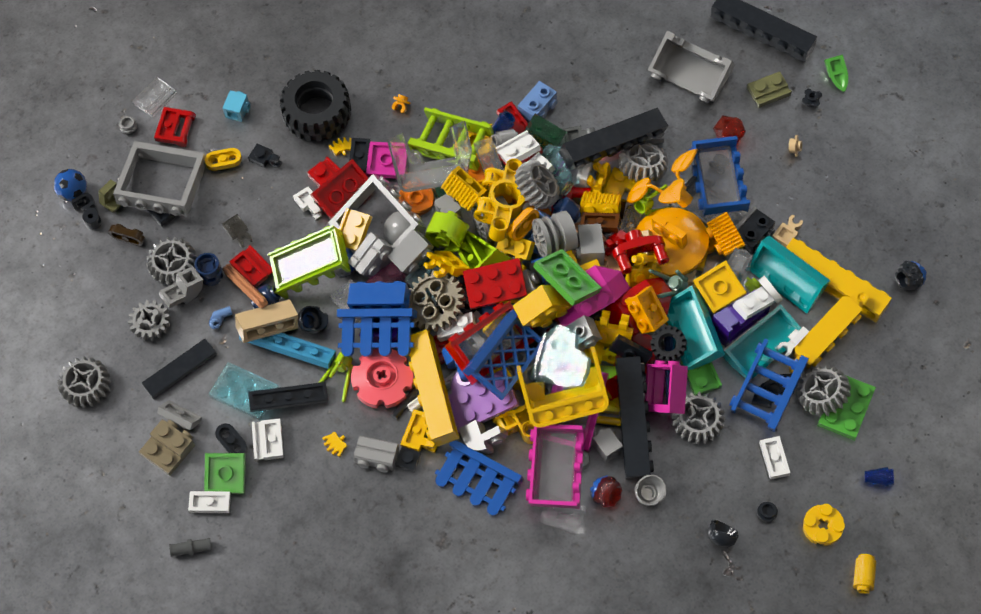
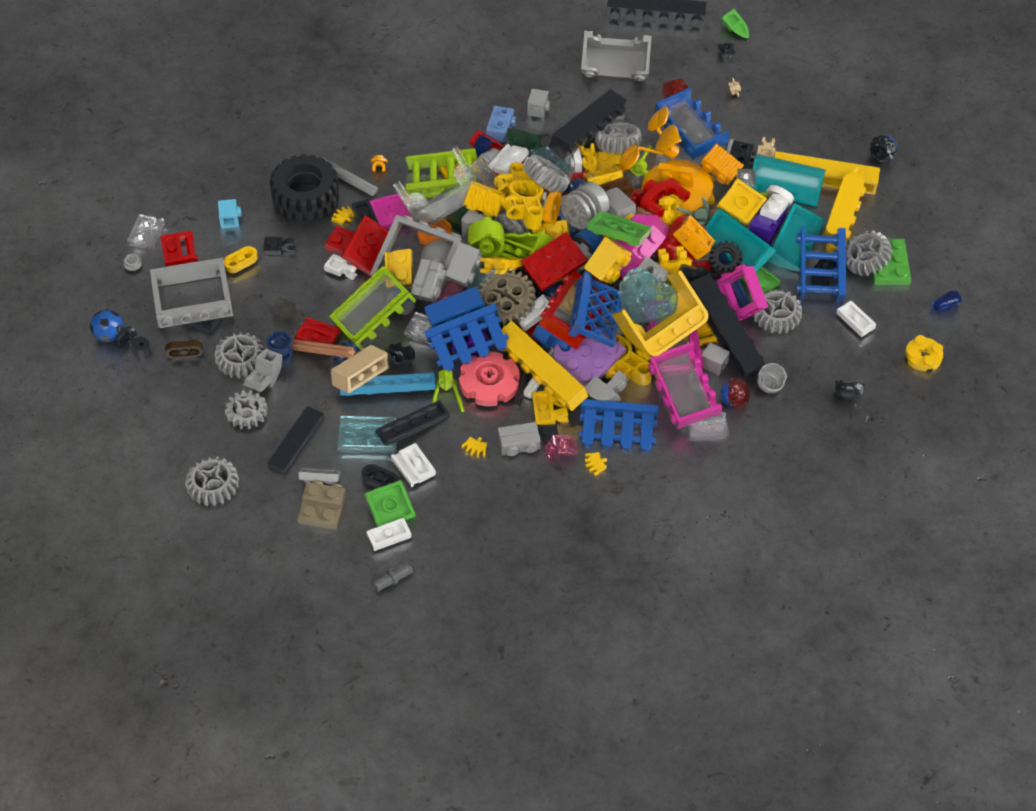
camera: 30 degrees left, 10 degrees down
(106, 196) = (150, 323): olive bracket -> none
(218, 316) = (308, 385): medium blue arm -> none
(366, 106) = (354, 180): none -> light grey axle
(411, 478) = (561, 446): none -> clear pink bracket
(437, 508) = (595, 463): none -> yellow piece
(587, 92) = (538, 103): none -> light grey brick
(767, 511) = (874, 360): black plate -> none
(769, 89) = (687, 55): olive plate -> none
(795, 337) = (821, 223): white plate -> none
(864, 573) = (978, 375): yellow head -> none

